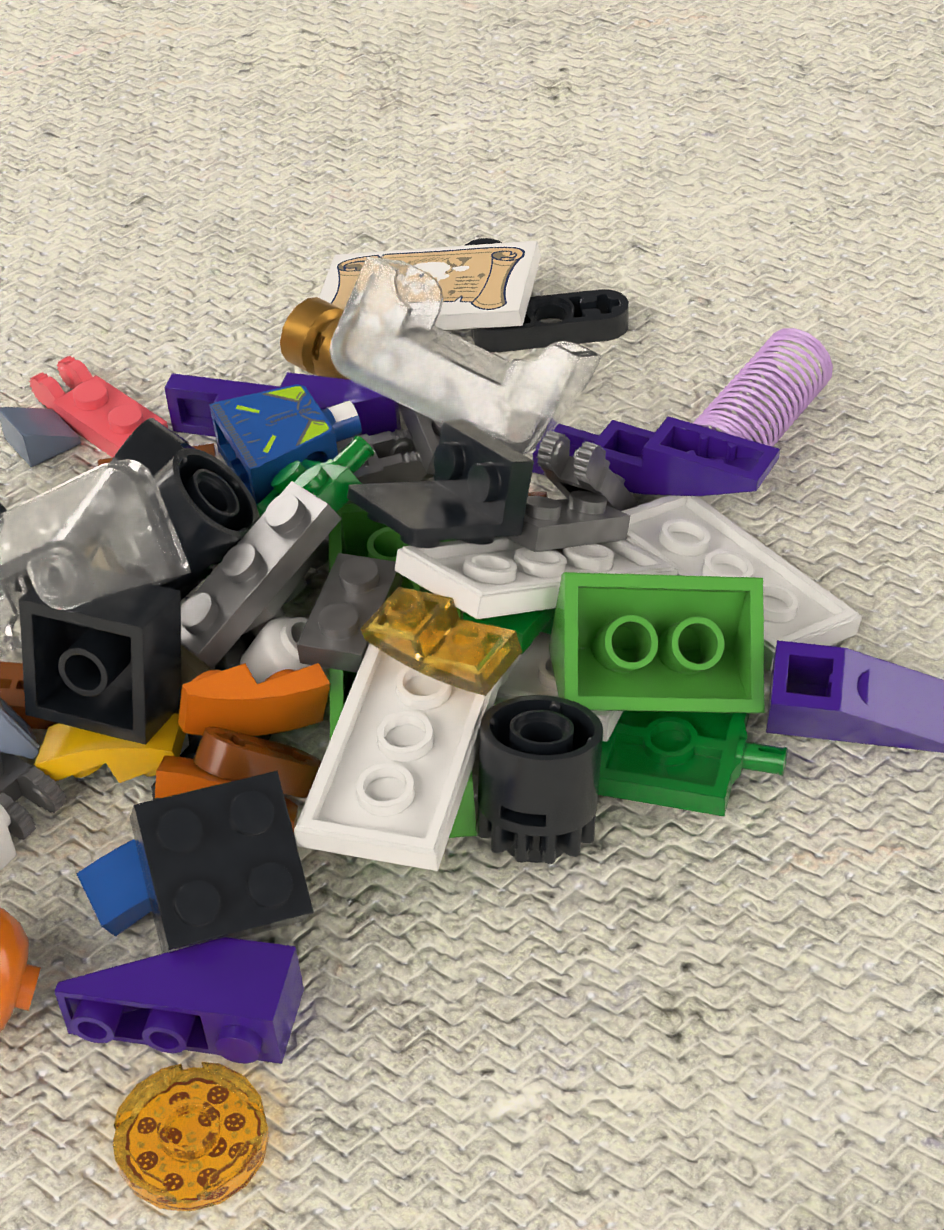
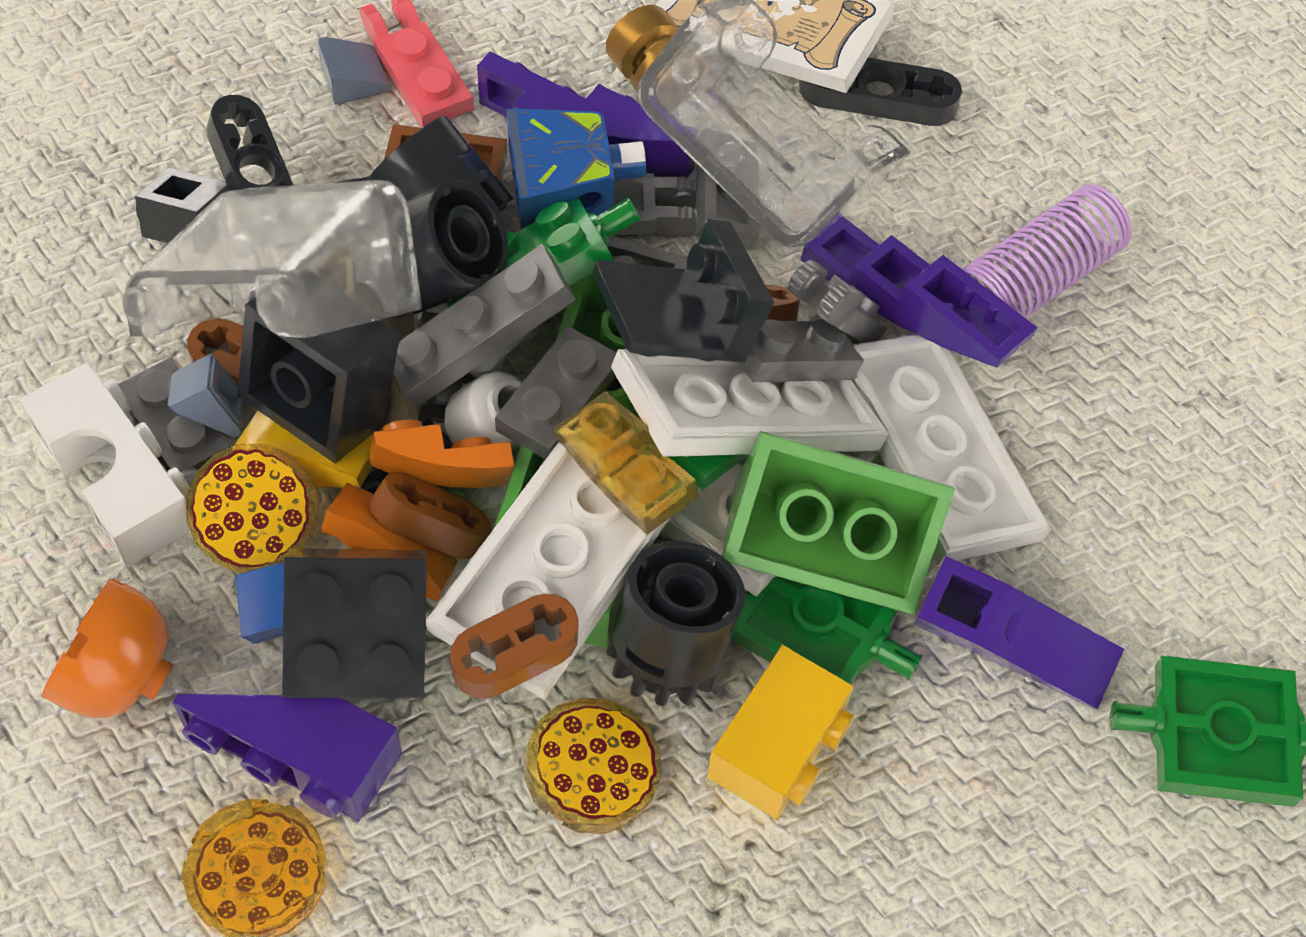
camera: 10 degrees right, 15 degrees up
(71, 805) = (251, 506): none -> tile
(386, 814) = (511, 639): none -> dark orange beam
(503, 937) = (592, 765): none -> tile
(678, 851) = (781, 732): none -> yellow brick

